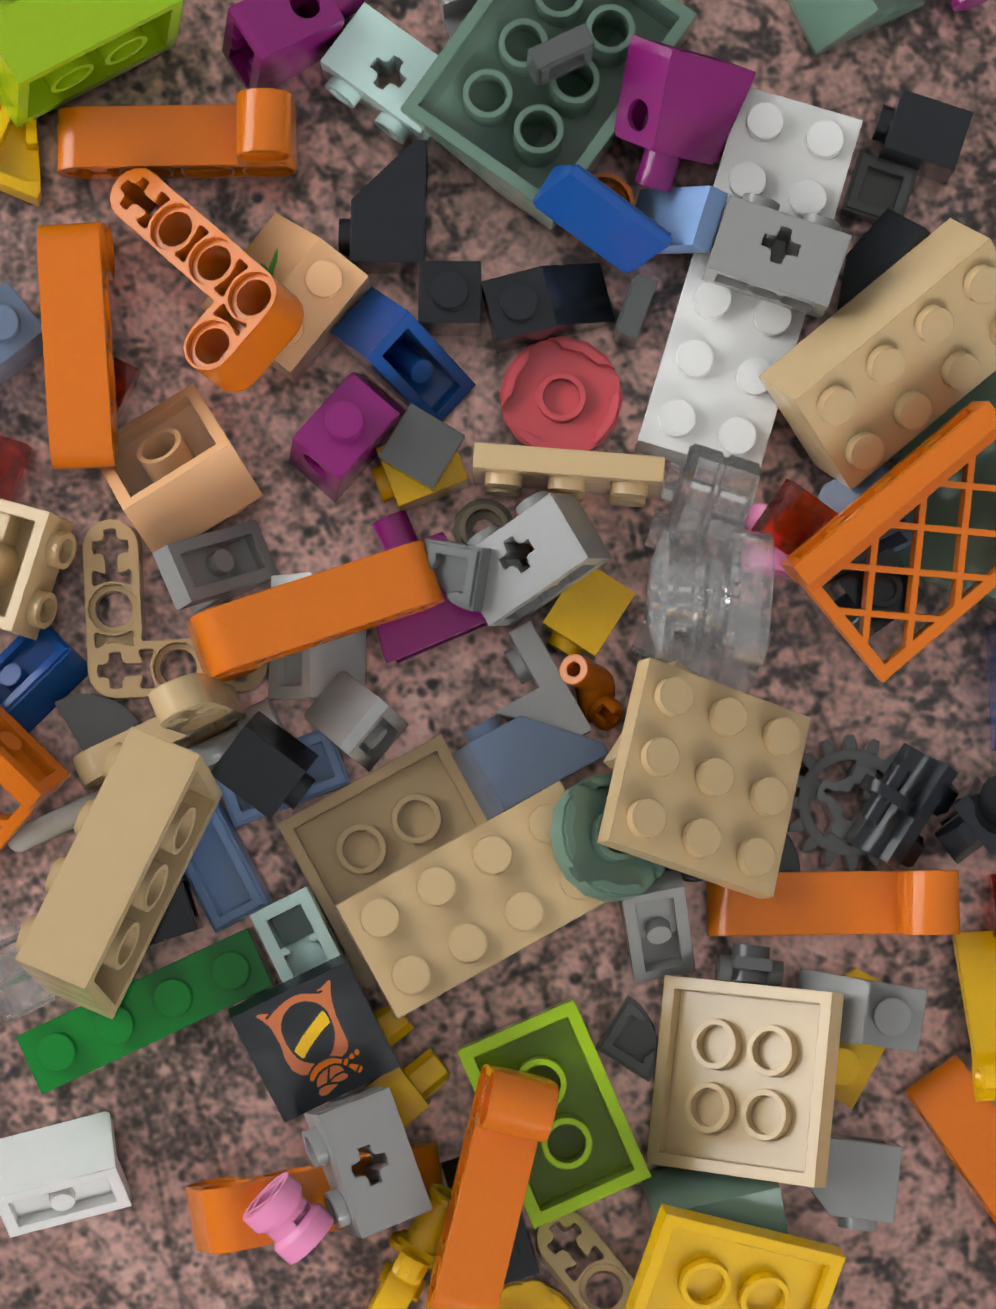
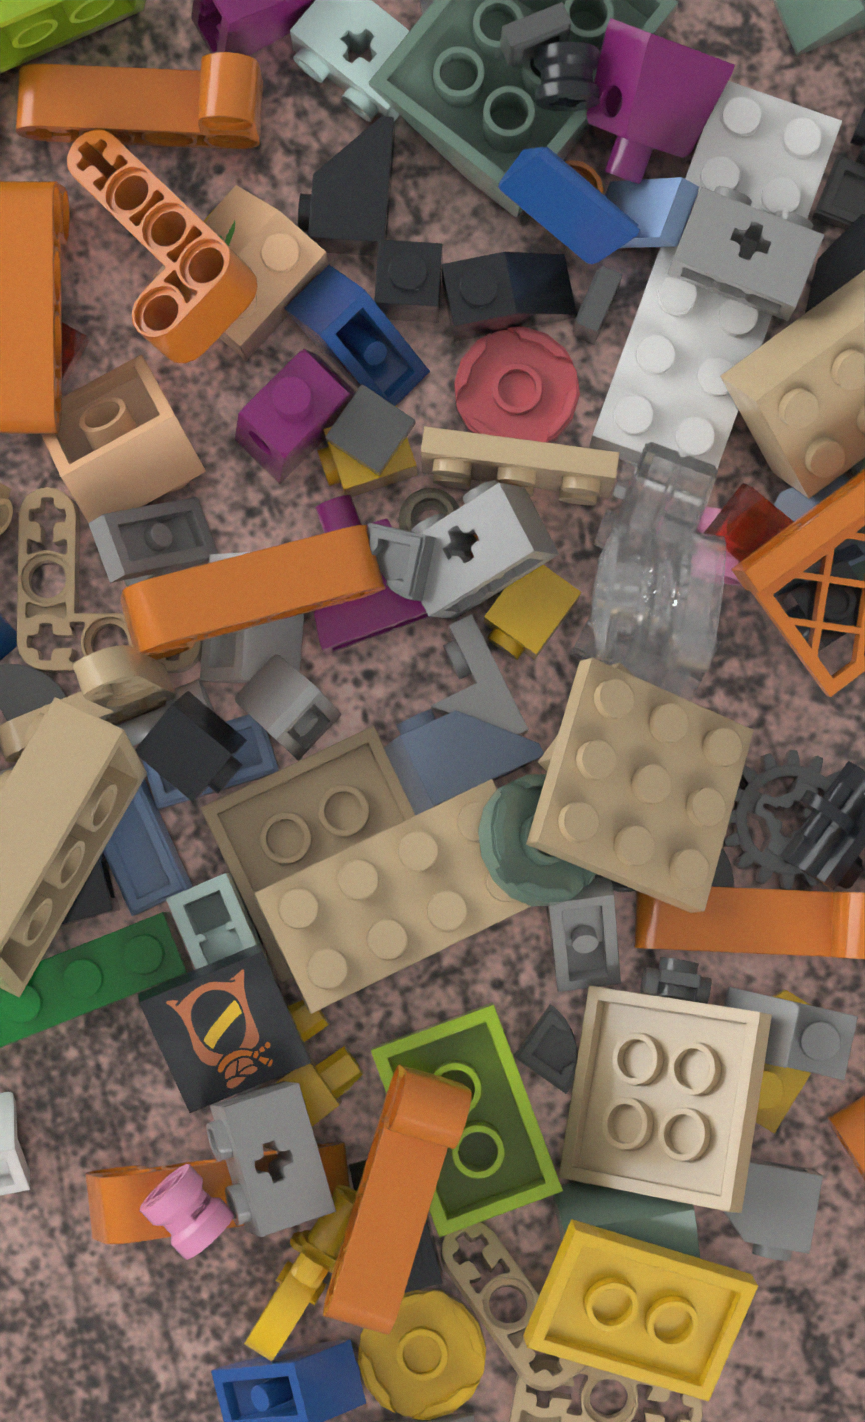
camera: 10 degrees right, 0 degrees up
(593, 93) = (567, 76): none -> black wheel
(593, 690) = (532, 689): orange arm -> none

